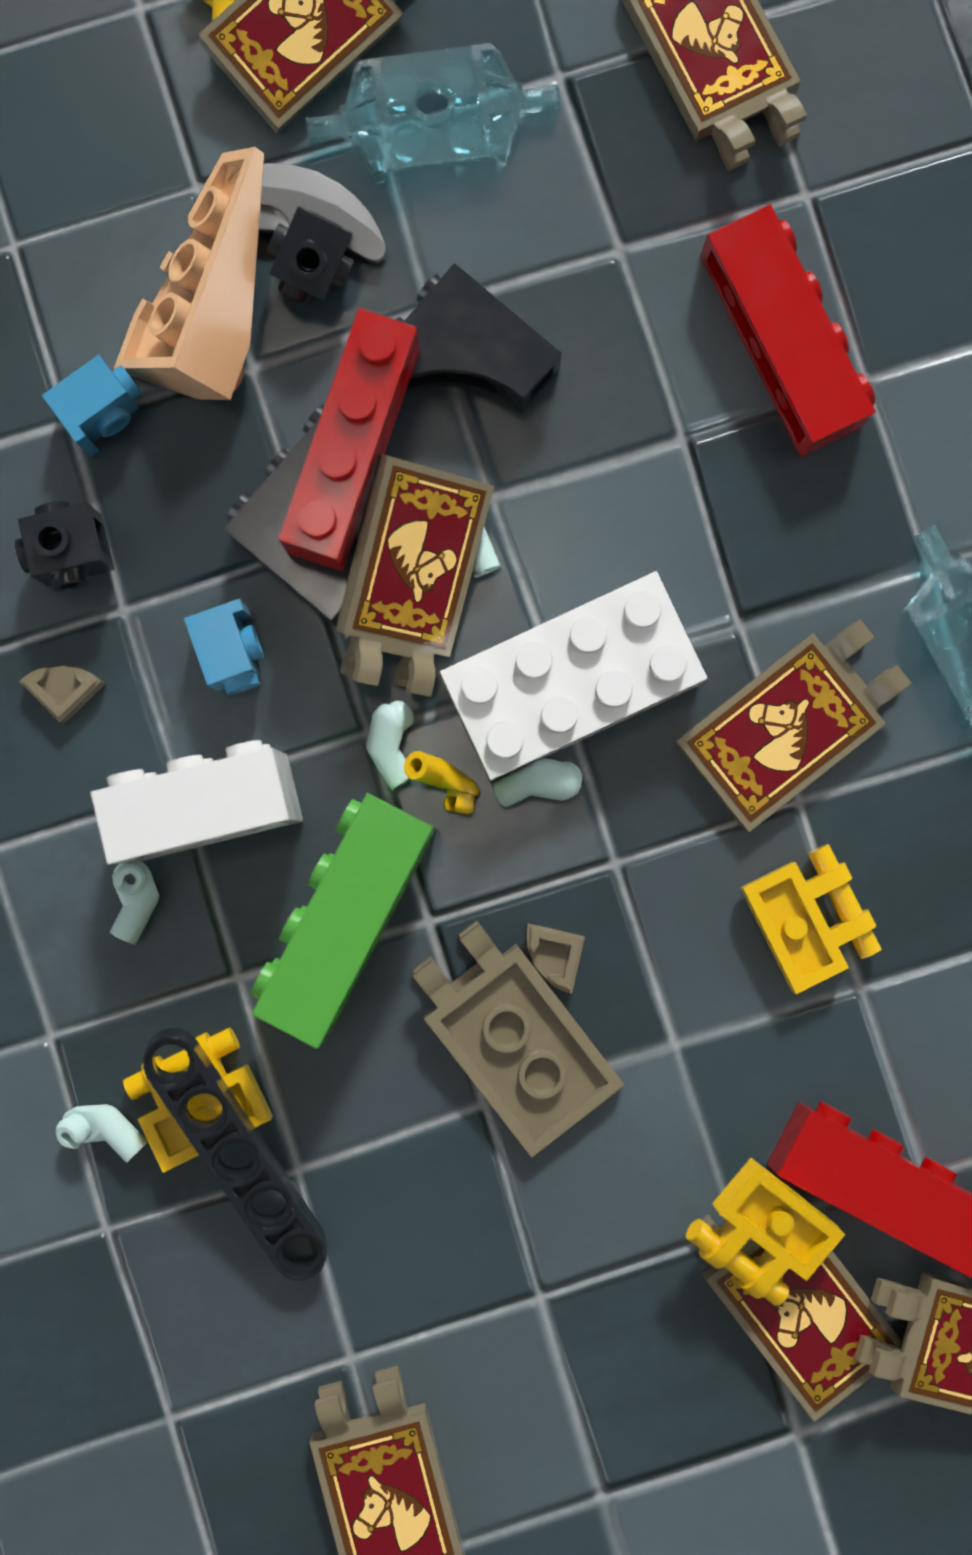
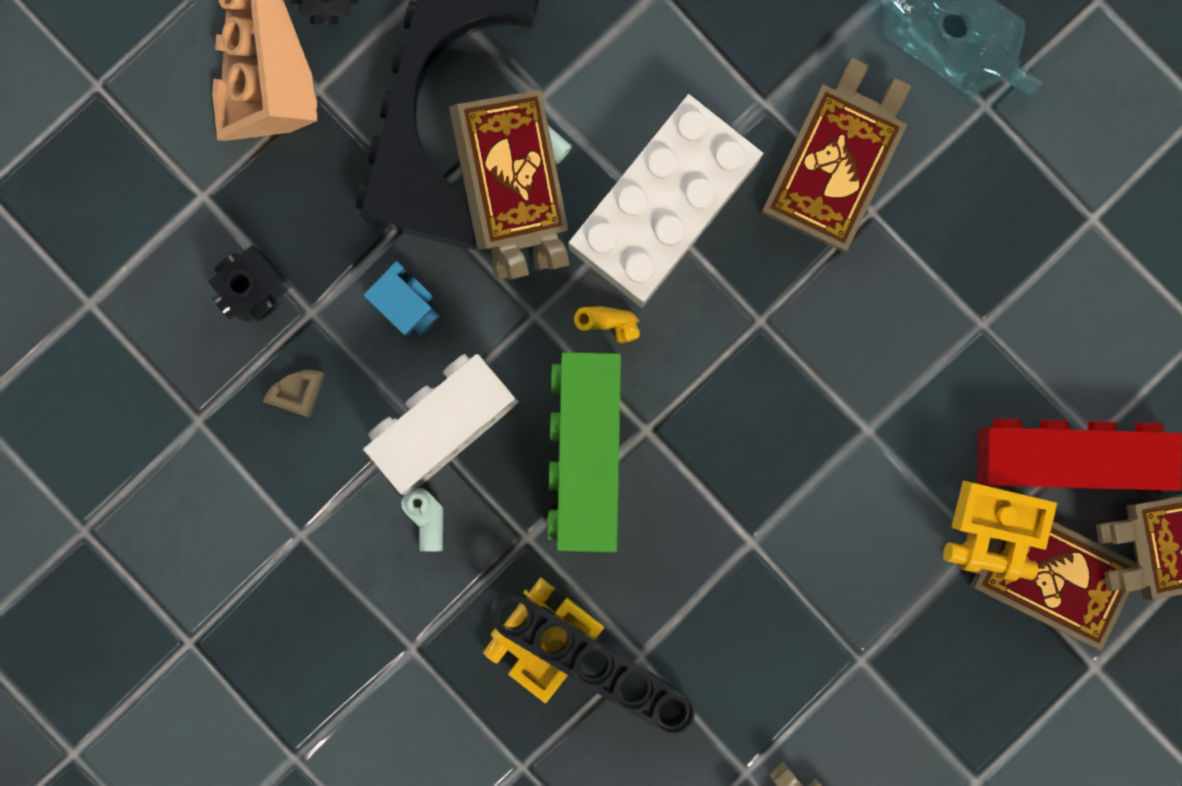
camera: 25 degrees left, 0 degrees up
(94, 402) = (218, 170): dark azure brick -> none
(98, 1124) = (481, 693): light aqua arm -> none
(349, 439) = (423, 106): red brick -> none
(385, 739) = (550, 313): light aqua arm -> none
(516, 1041) = (754, 483): dark tan tile -> none
(541, 779) = (677, 286): light aqua arm -> none
(555, 954) = (750, 409): dark tan tile -> none
(795, 926) = (914, 302): yellow plate -> none

